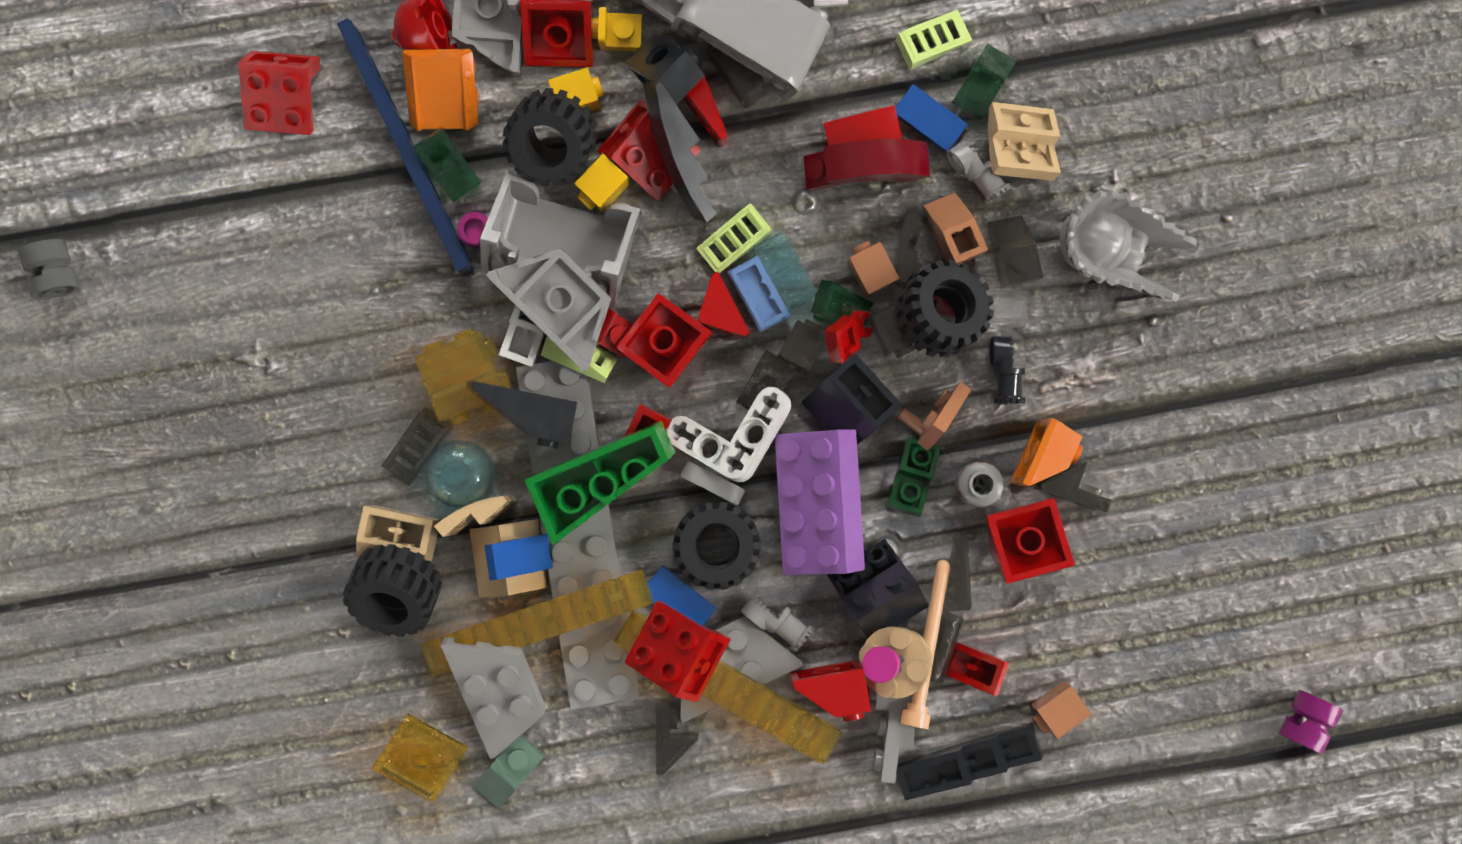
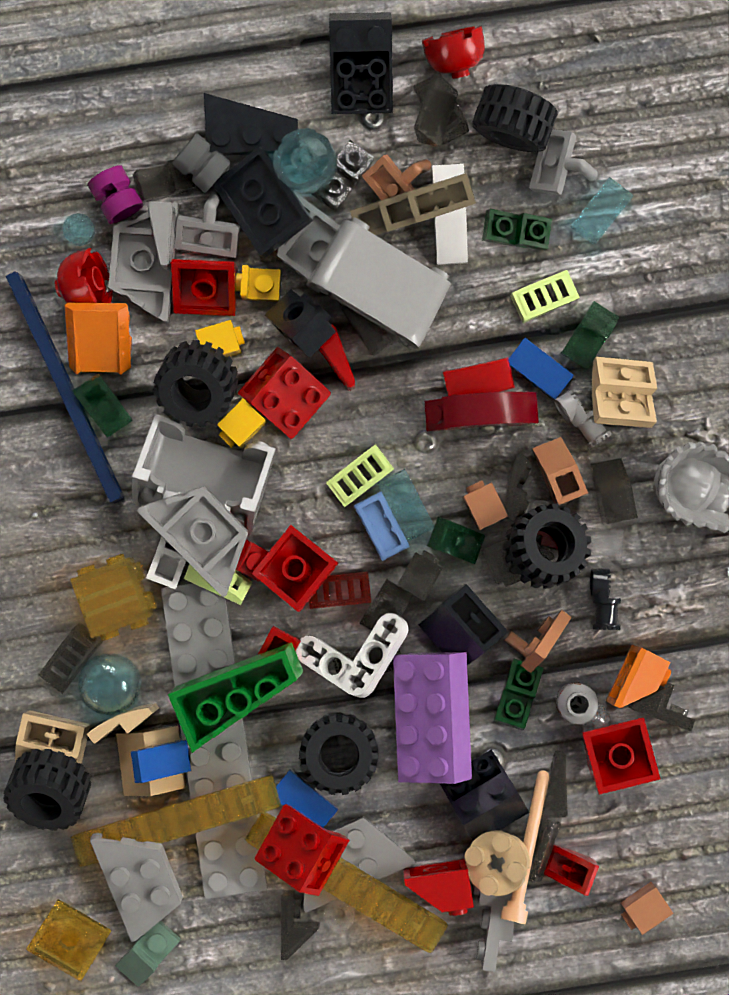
camera: 10 degrees right, 0 degrees up
(471, 228) = (124, 461): dark pink tile -> none
(534, 414) = (179, 634): black slope -> none
(674, 142) = (308, 390): black slope -> none
(712, 483) = (336, 696): light grey beam -> none
(720, 311) = (346, 541): red slope -> none
(725, 351) = (364, 586): none -> clear red slope
(784, 624) = (398, 826): light grey connector -> none
(844, 336) = (457, 567): red plate -> none
(881, 664) = (484, 865): dark pink tile -> none
(968, 761) = (562, 953): black slope -> none

